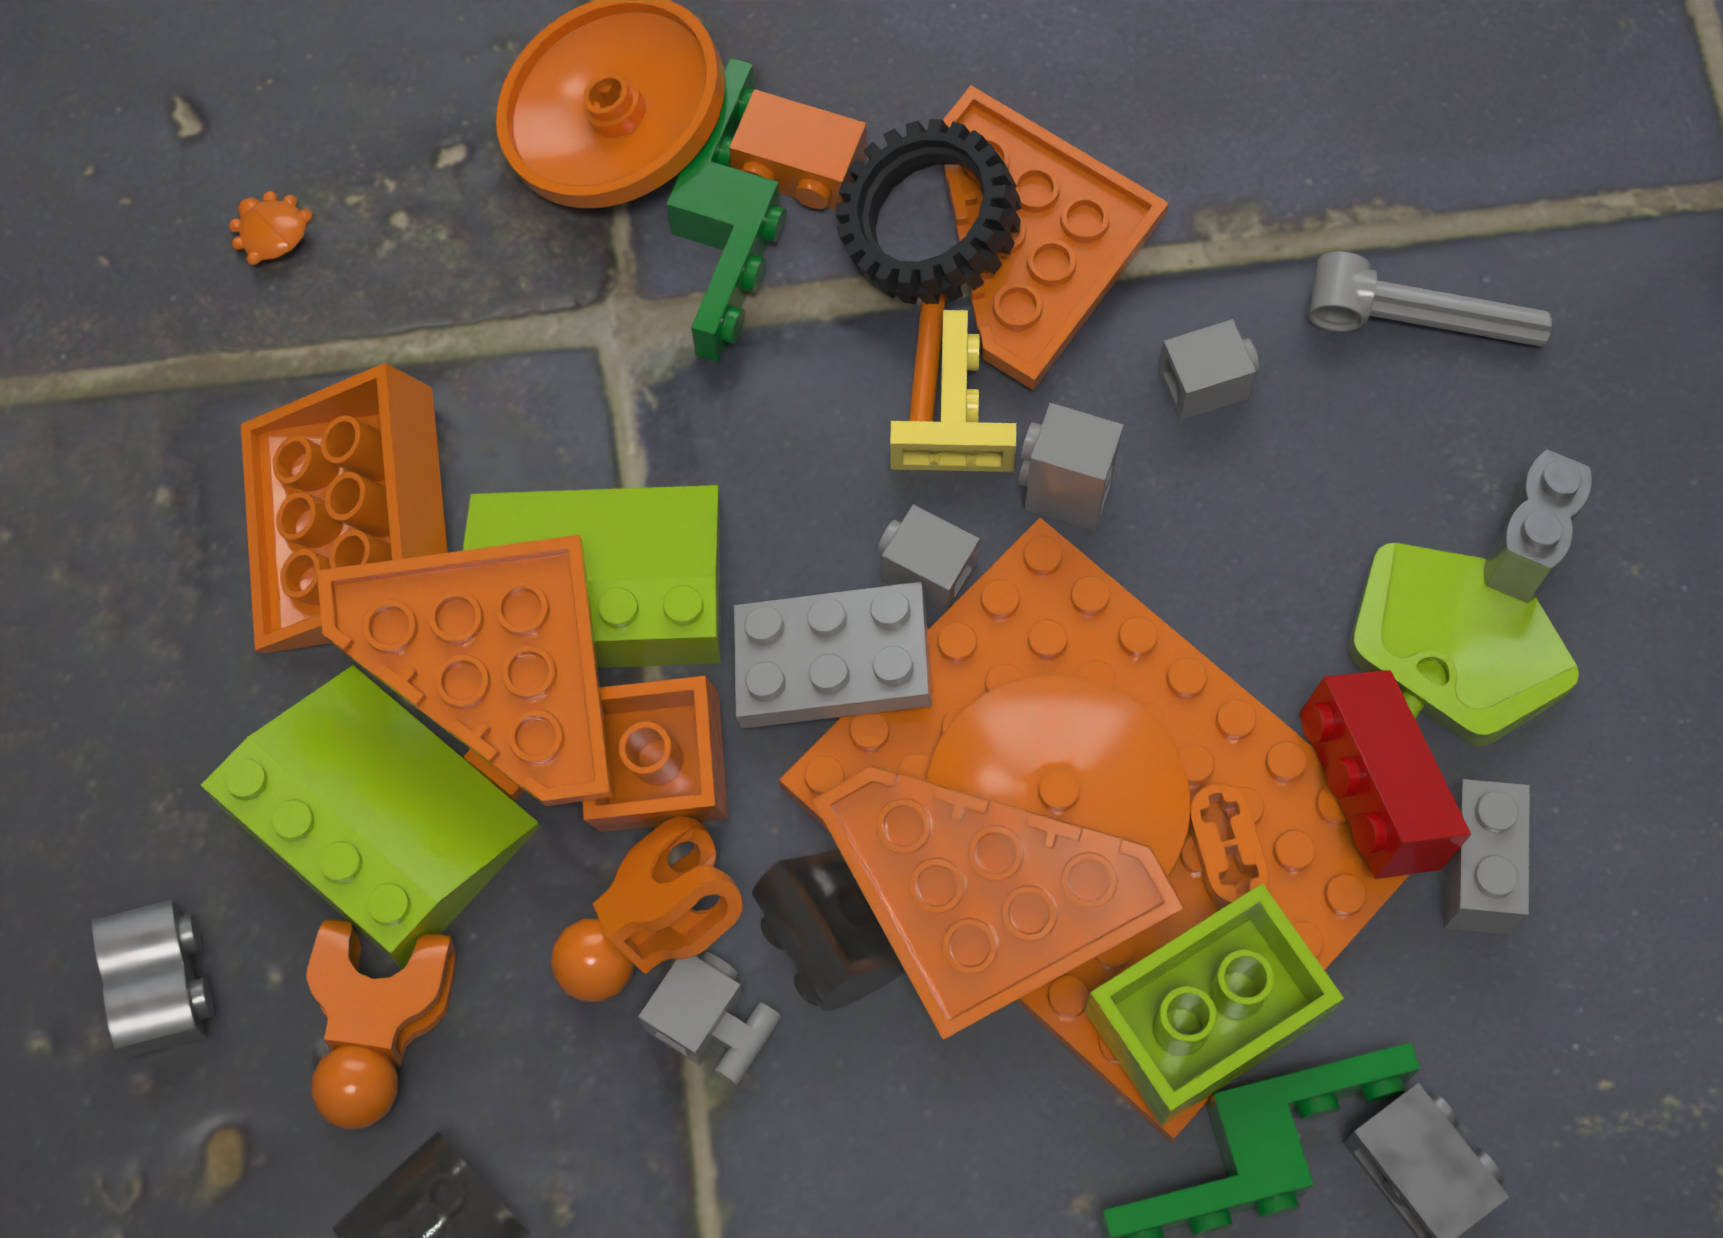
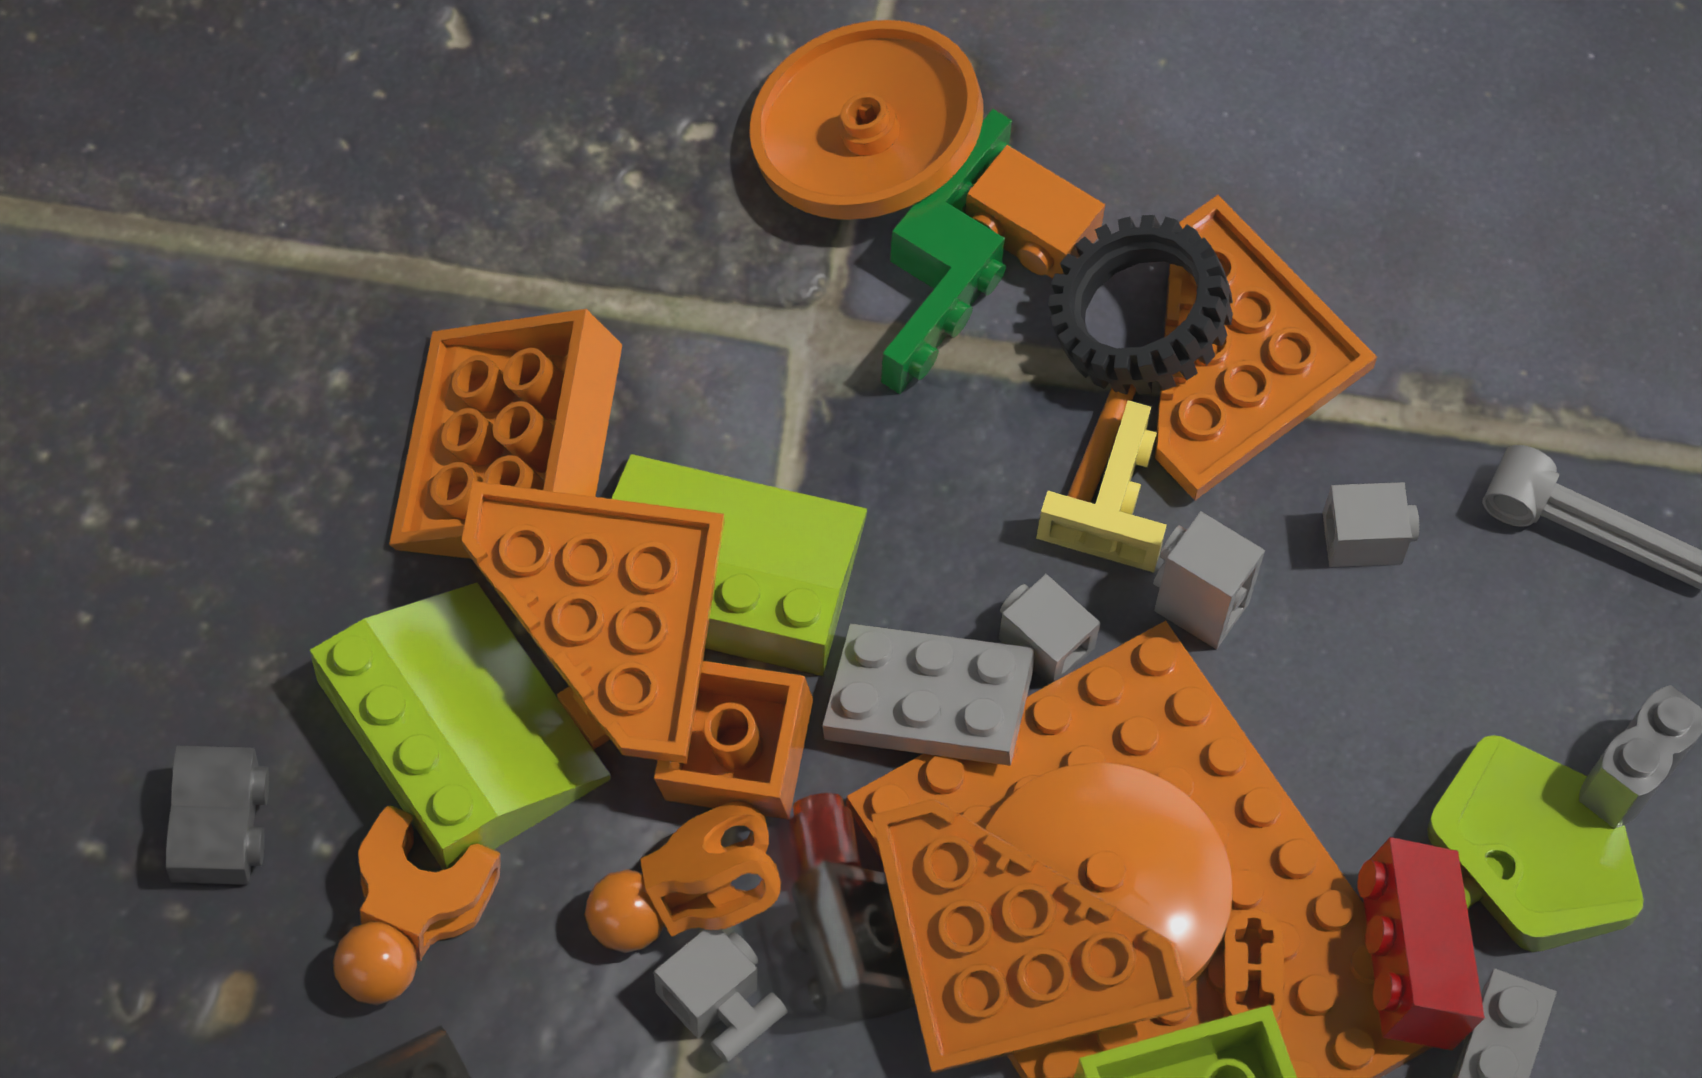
camera: 10 degrees right, 5 degrees down
(268, 226) = (509, 153): orange piece -> none
(768, 827) = (823, 832): none -> clear red brick

